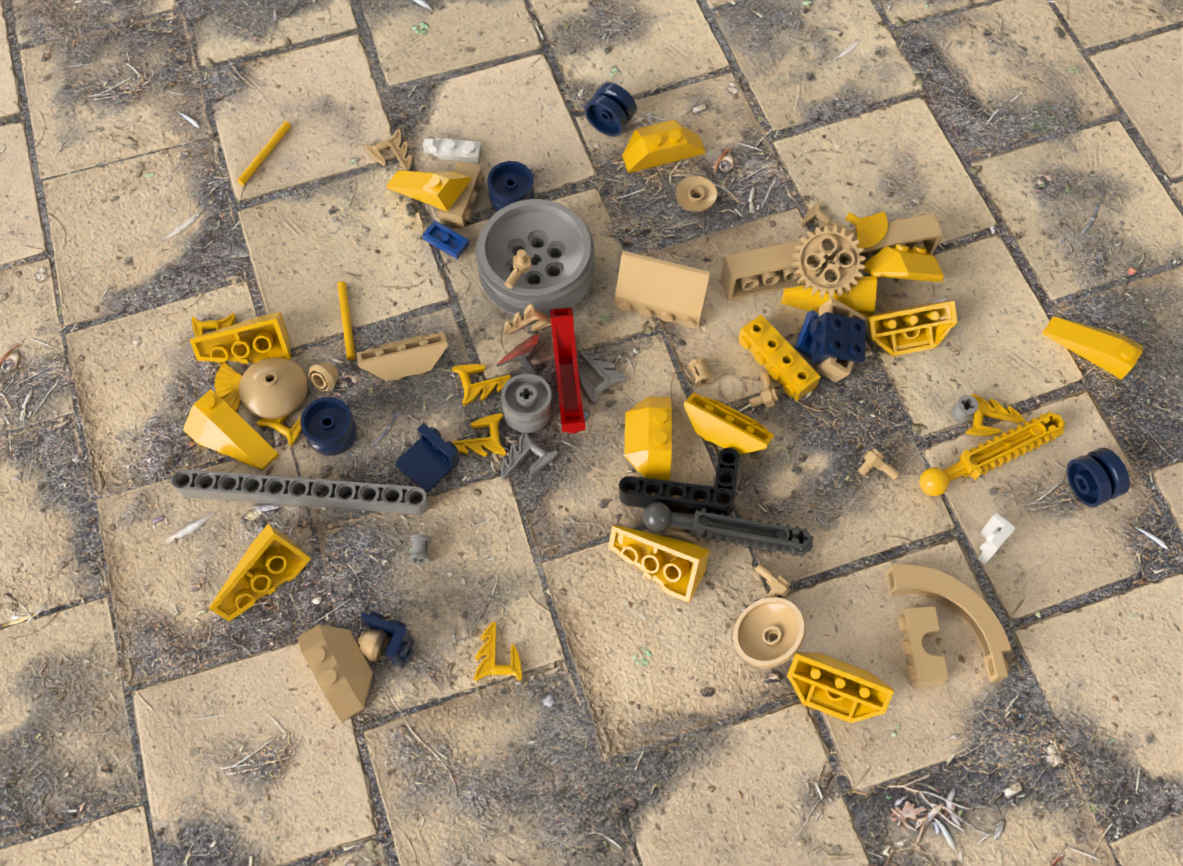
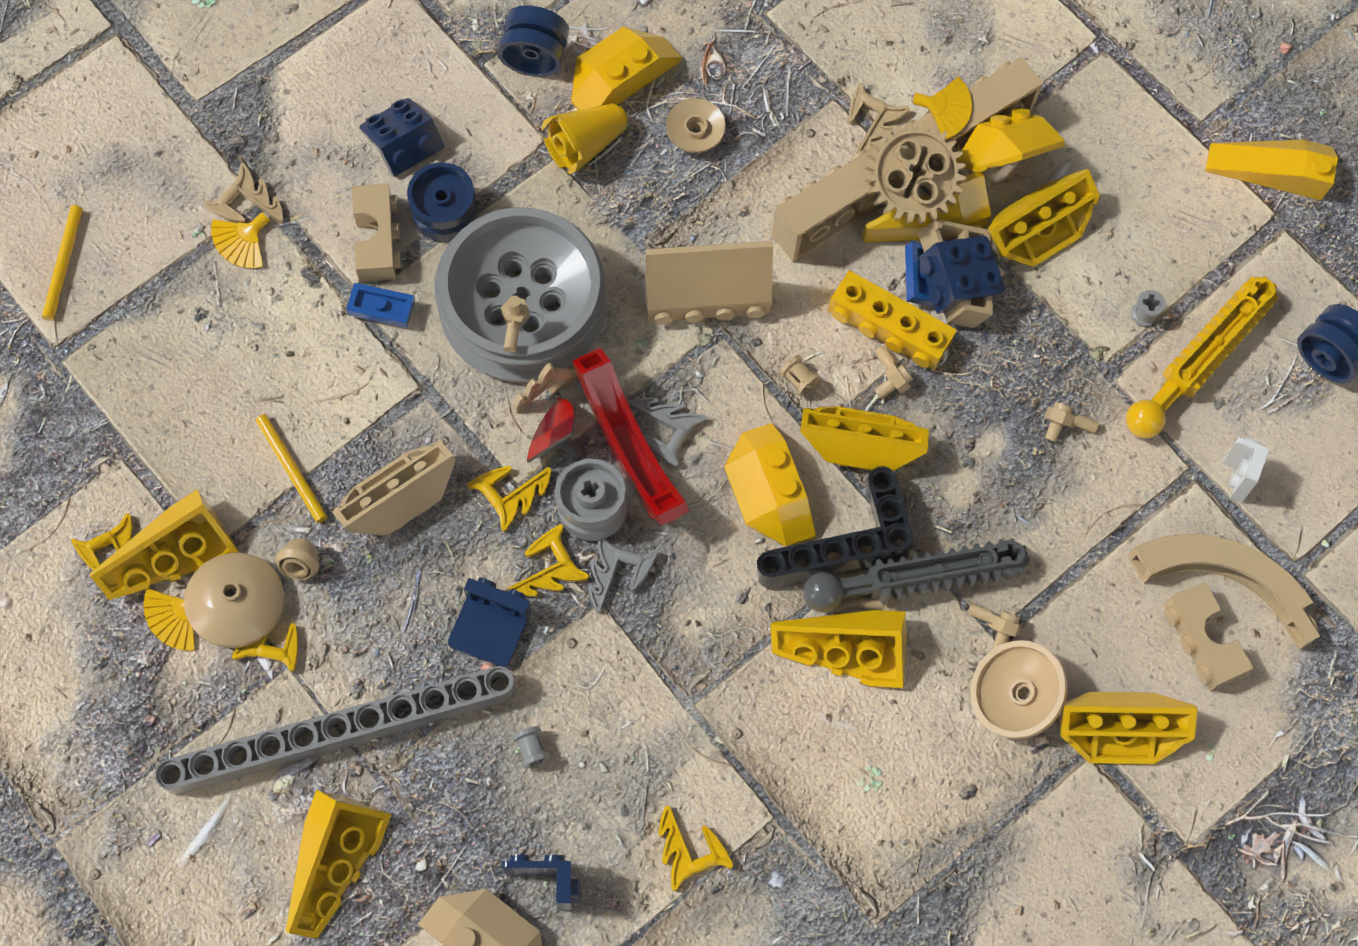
camera: 25 degrees left, 5 degrees up
(219, 427) = (186, 683): yellow wedge -> none
(329, 426) = (329, 610): dark blue wheel -> none
(373, 643) = (524, 894): tan cone -> none
(377, 174) = (239, 241): none -> yellow hand
(430, 187) = (334, 236): yellow wedge -> none
(453, 149) = (333, 168): white hinge -> none
(504, 143) = (403, 135): none -> dark blue bracket
(619, 175) = (582, 134): none -> yellow cone
(996, 411) = (1183, 297): yellow piece -> none

